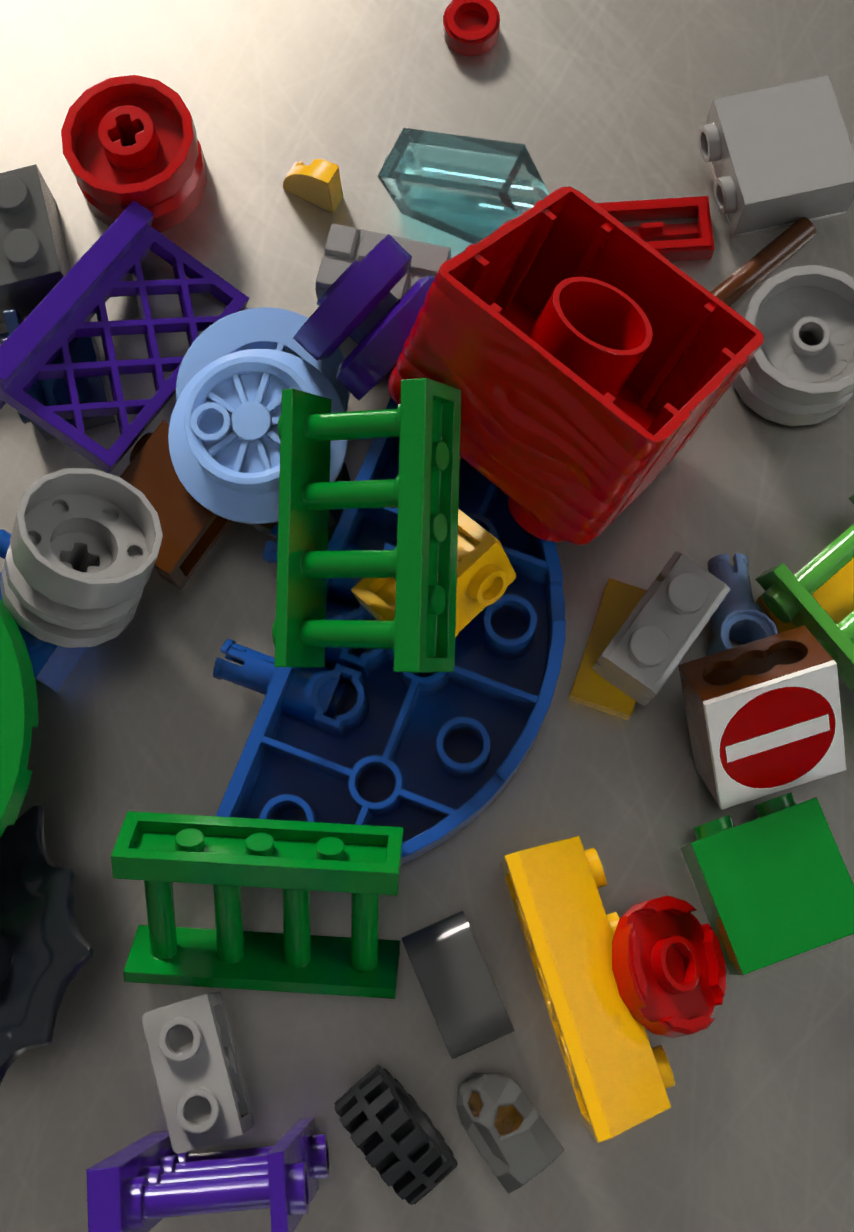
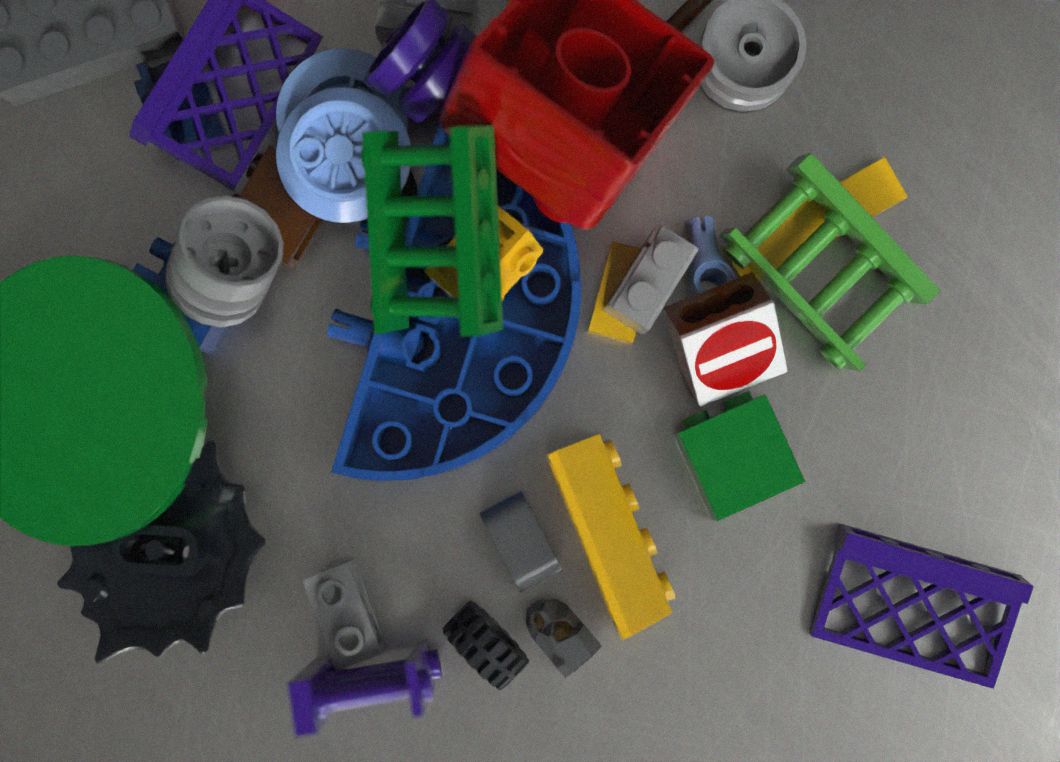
camera: 15 degrees left, 10 degrees up
(263, 855) = (379, 465): green fence -> none
(668, 967) = (667, 518): red tile -> none

